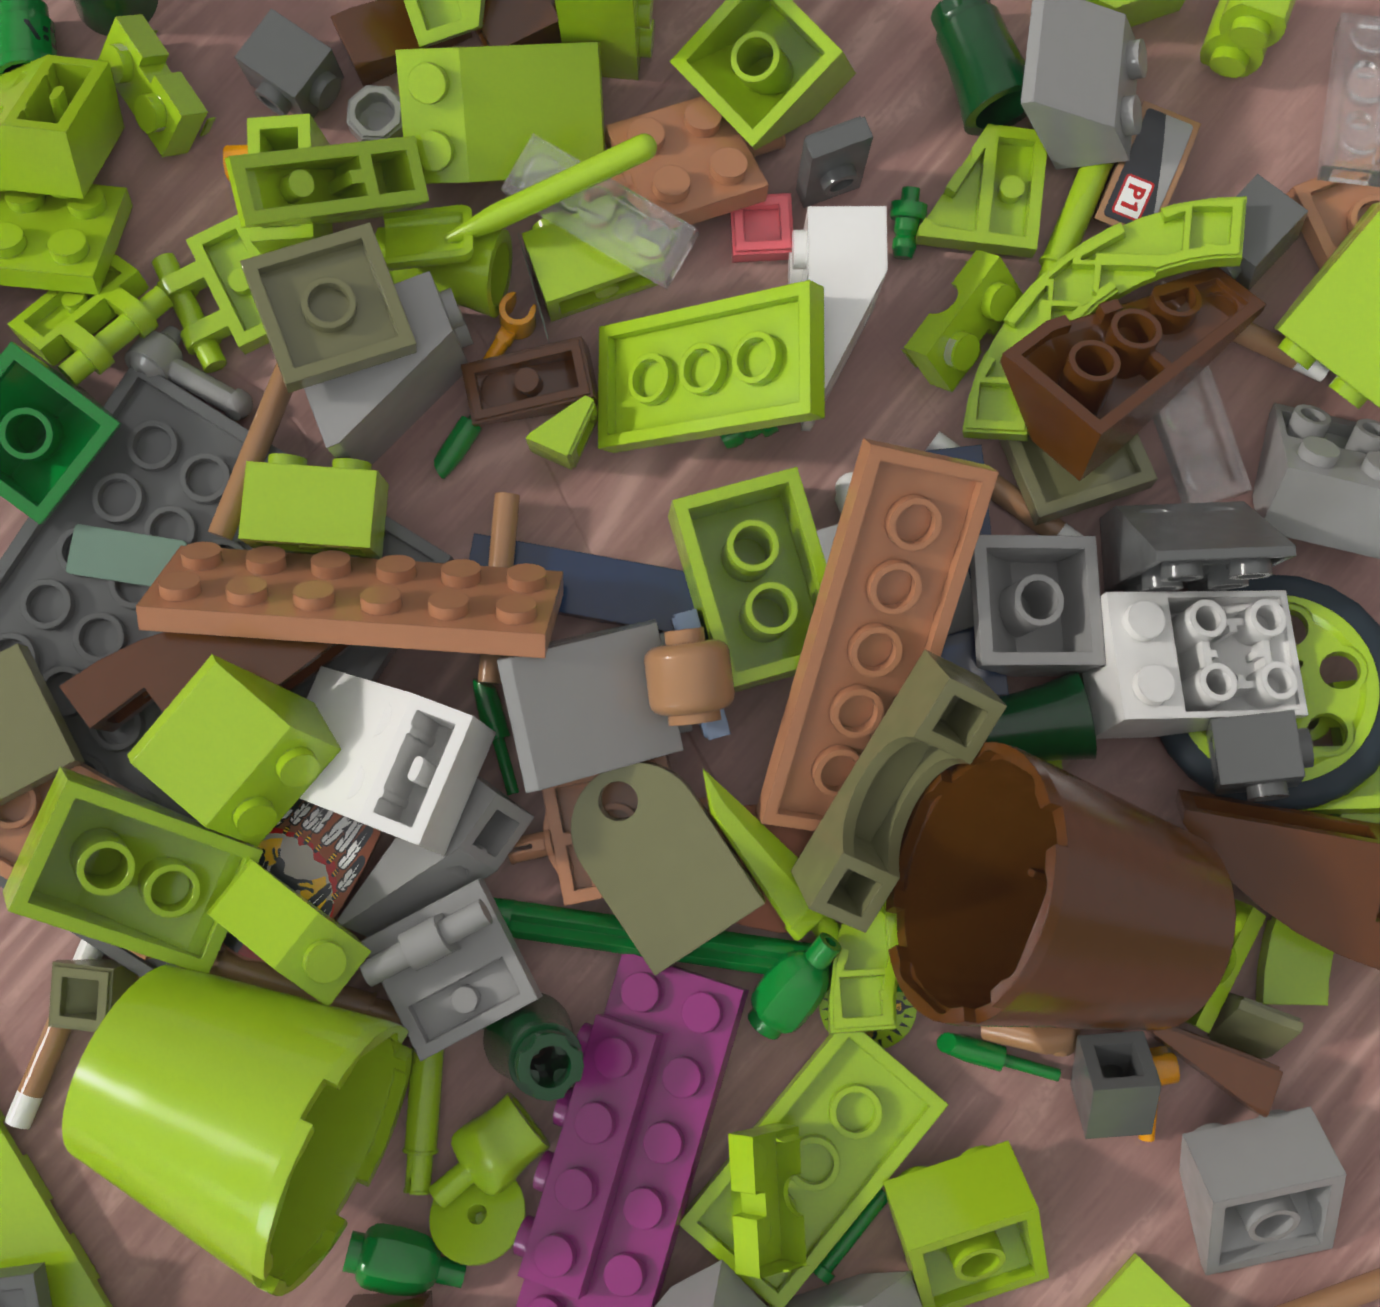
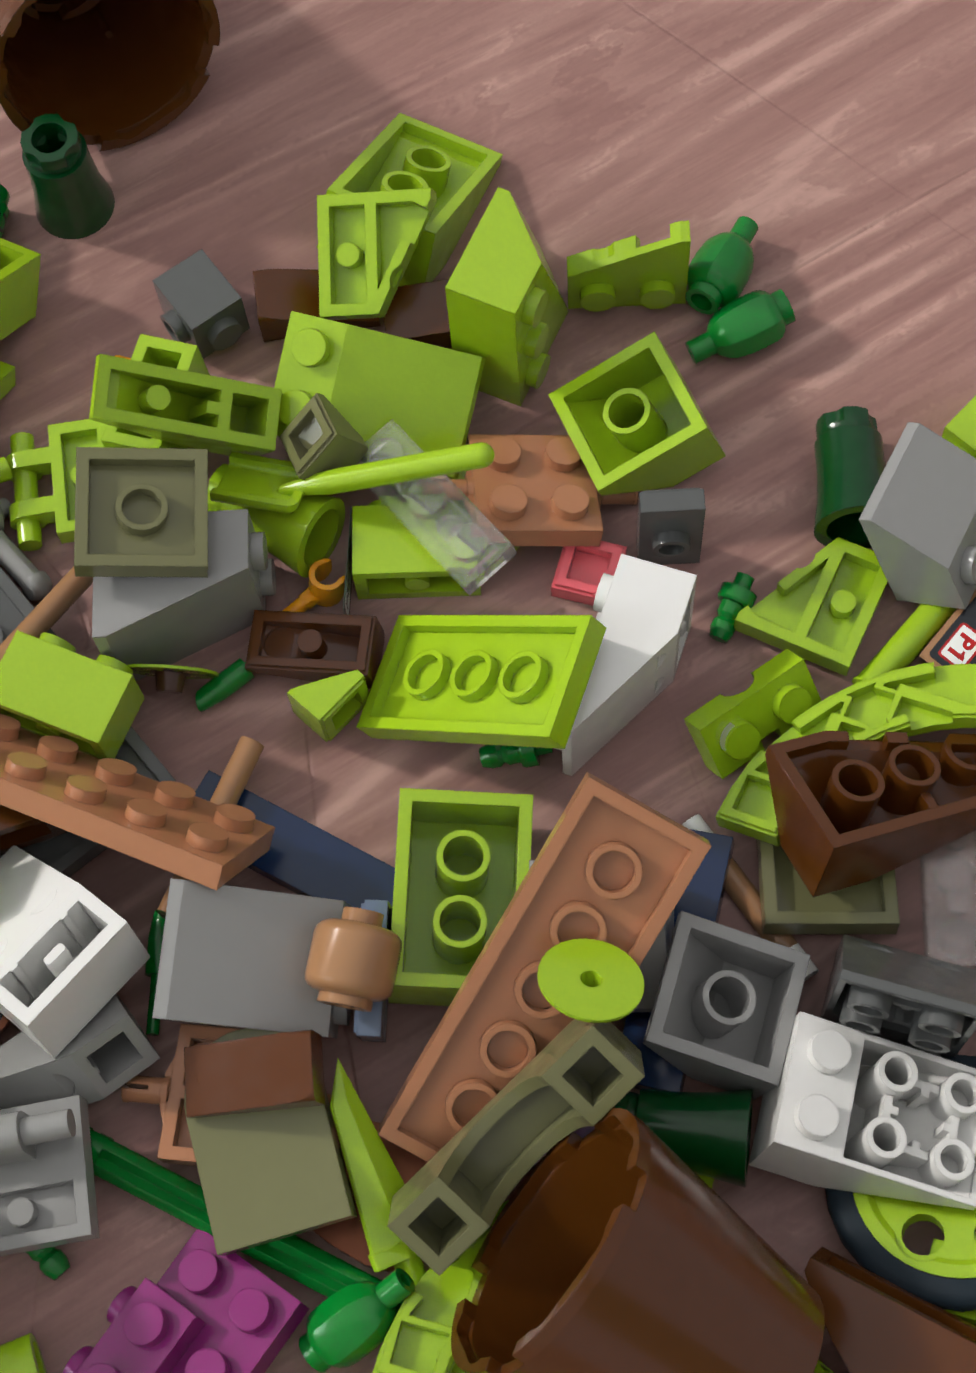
camera: 25 degrees right, 15 degrees down
(156, 96) = (73, 297): lime piece -> none
(374, 114) = (258, 362): light grey tile -> none
(407, 459) = (172, 677): none -> piece
(472, 176) = (321, 439): none -> olive slope
(522, 1034) = (57, 1264): dark green plant -> none
(634, 810) = (254, 1074): none -> reddish brown slope
(927, 633) = (590, 980): none -> lime piece
(1258, 754) = (908, 1229): dark grey brick -> none

